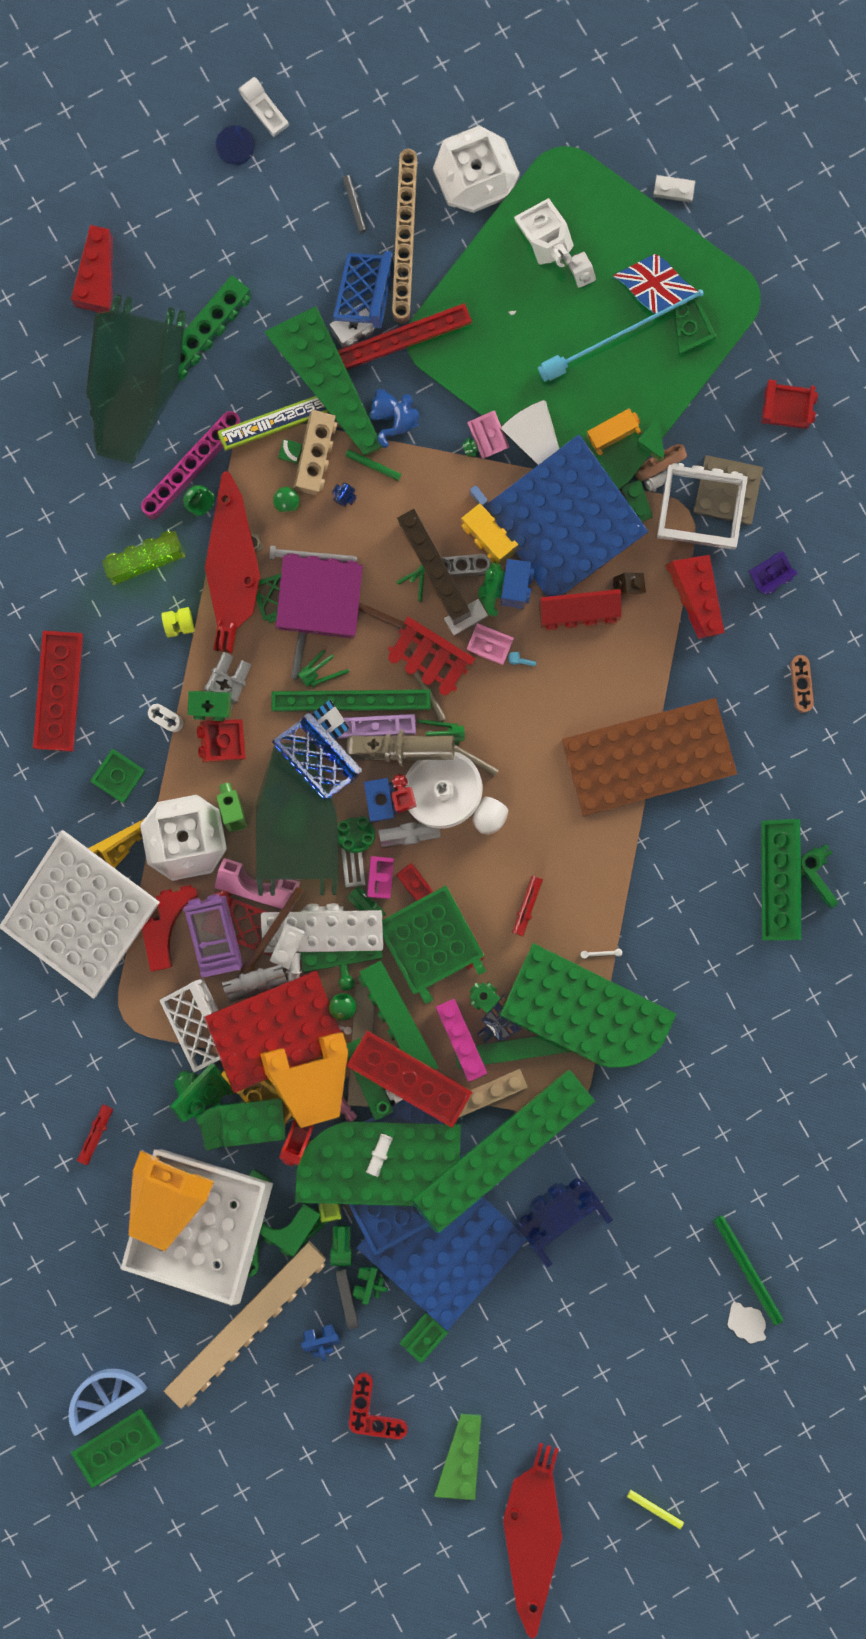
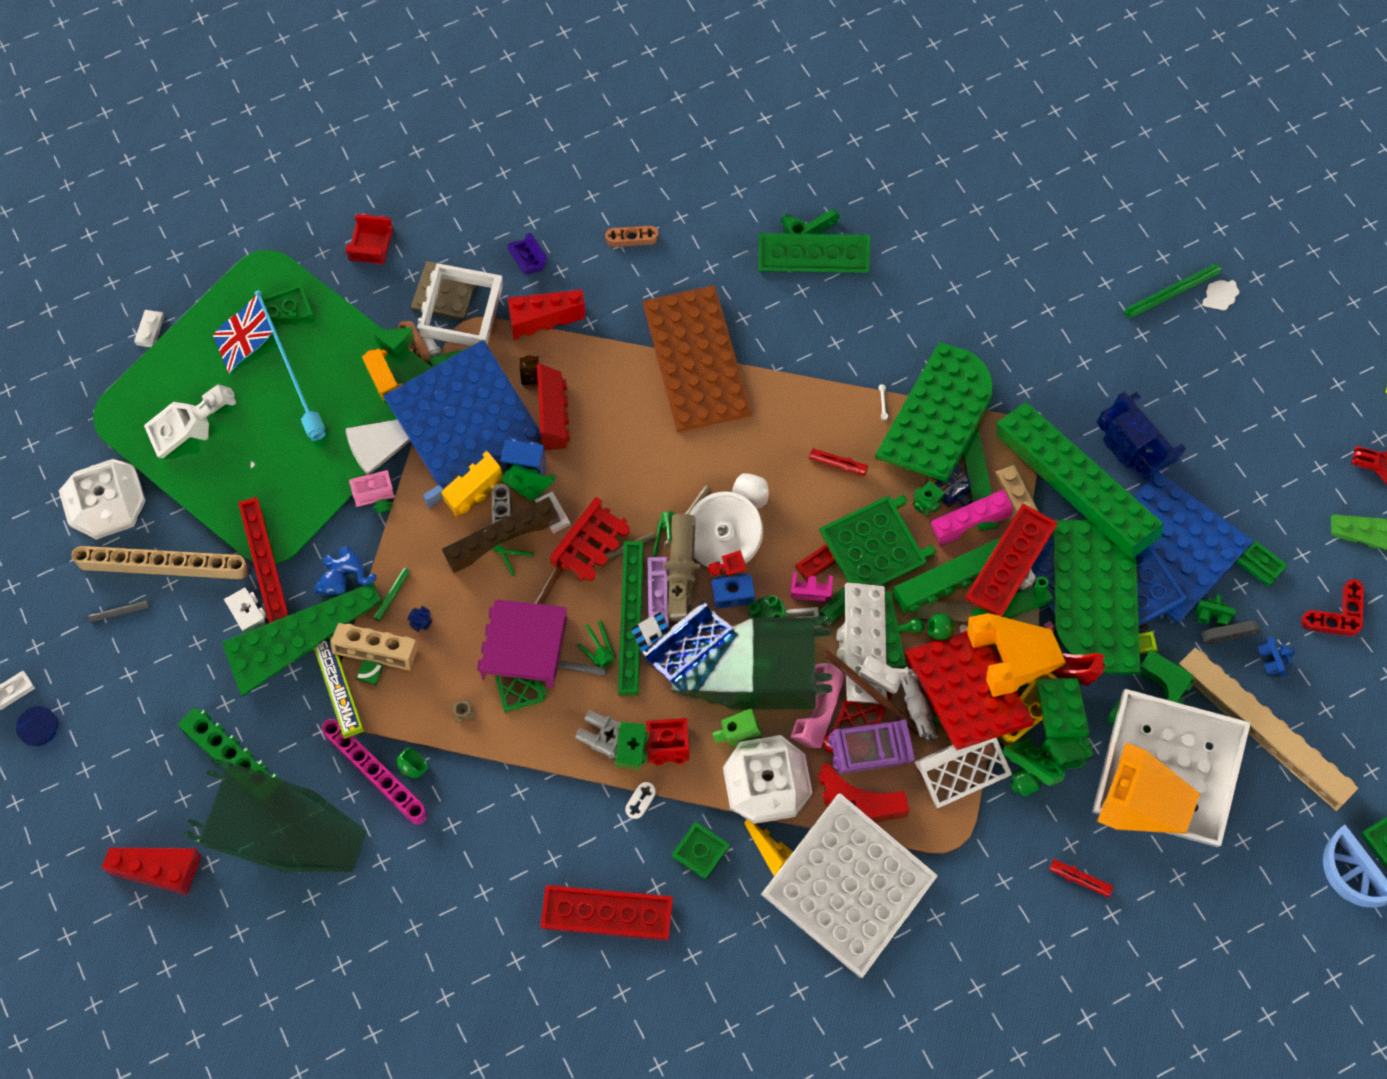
camera: 85 degrees left, 20 degrees down
(143, 558) = (468, 819): clear neon green slope -> none
(184, 619) = (540, 785): neon yellow wheel -> none
(231, 565) = (482, 729): red wing -> none
(286, 499) = (420, 673): green piece -> none
(322, 556) = (474, 688): light grey bar -> none
(341, 1252) = (1184, 637): green piece -> none
(379, 1155) = (1088, 589): white pin -> none
(380, 292) = (208, 580): blue fence -> none
(407, 834) = (767, 566): light grey piece -> none
(490, 644) = (580, 489): bright pink plate -> none
(514, 658) = (596, 469): medium azure hand -> none

